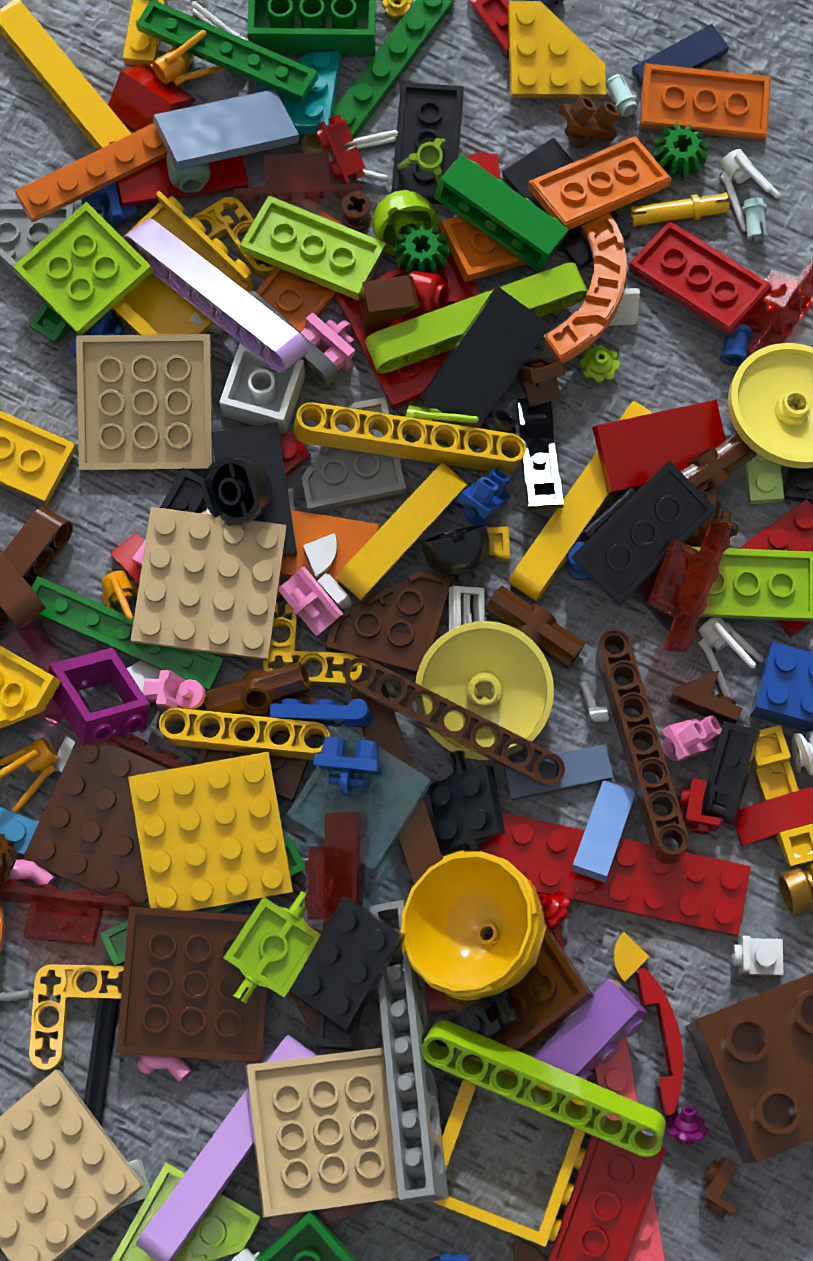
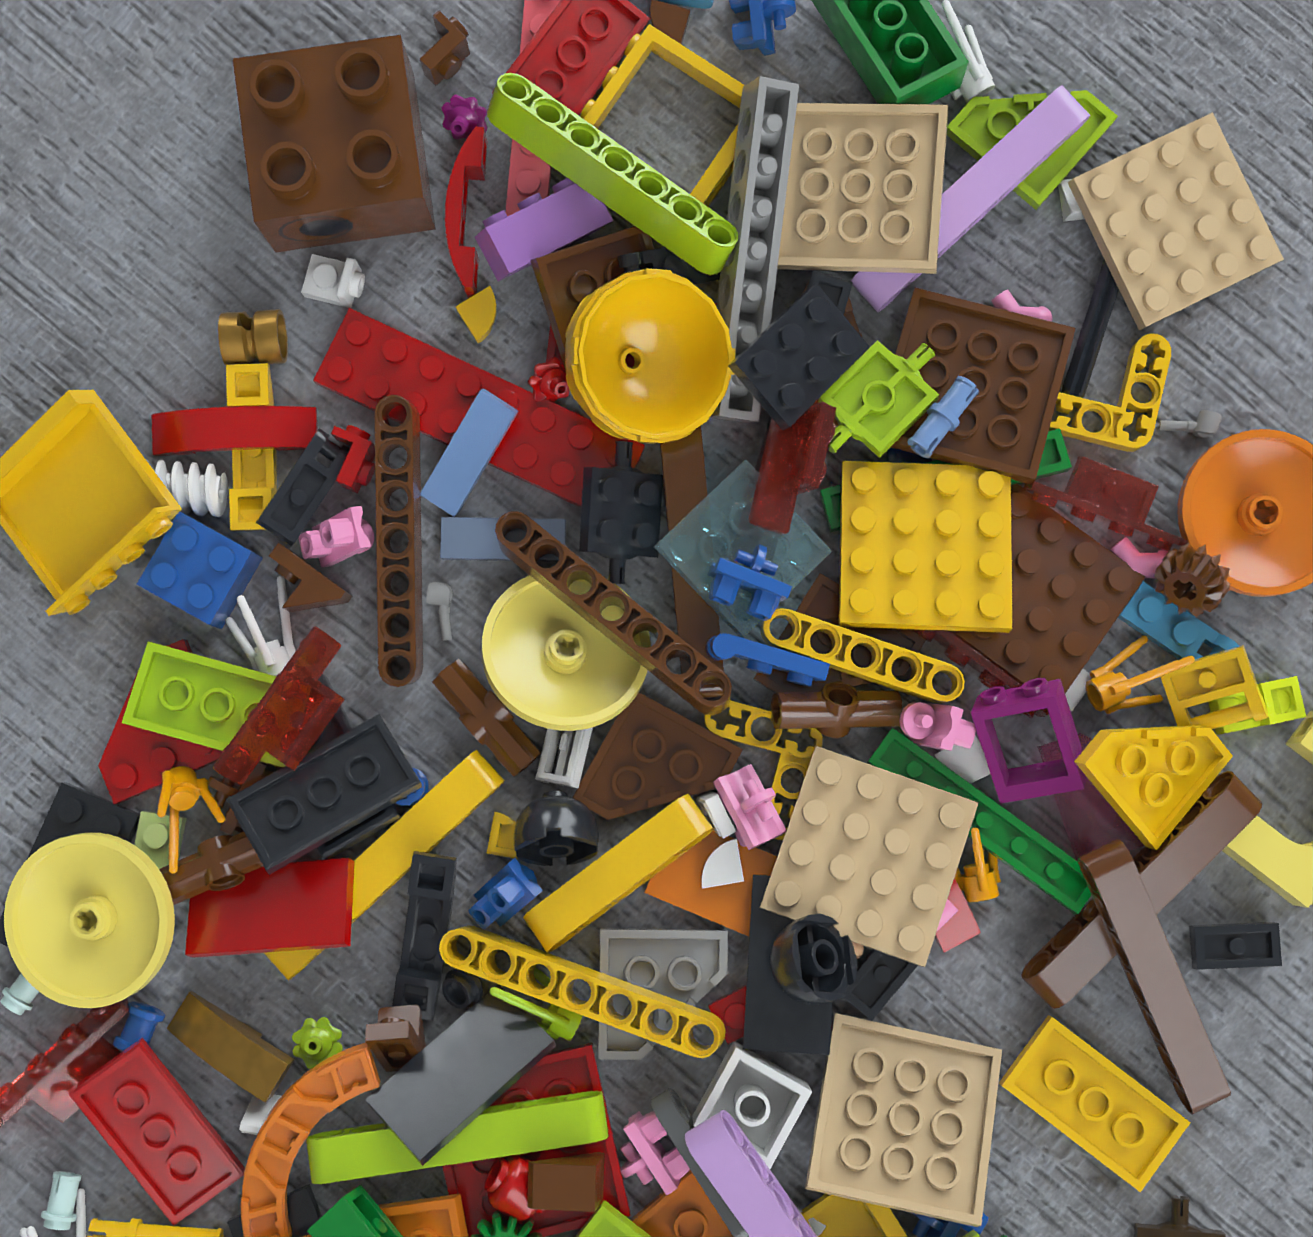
camera: 170 degrees left, 10 degrees up
(216, 941) = (943, 416): none -> medium blue pin
(664, 346) = (230, 1046): none -> pearl gold slope
(756, 515) = (181, 791): none -> light orange plant

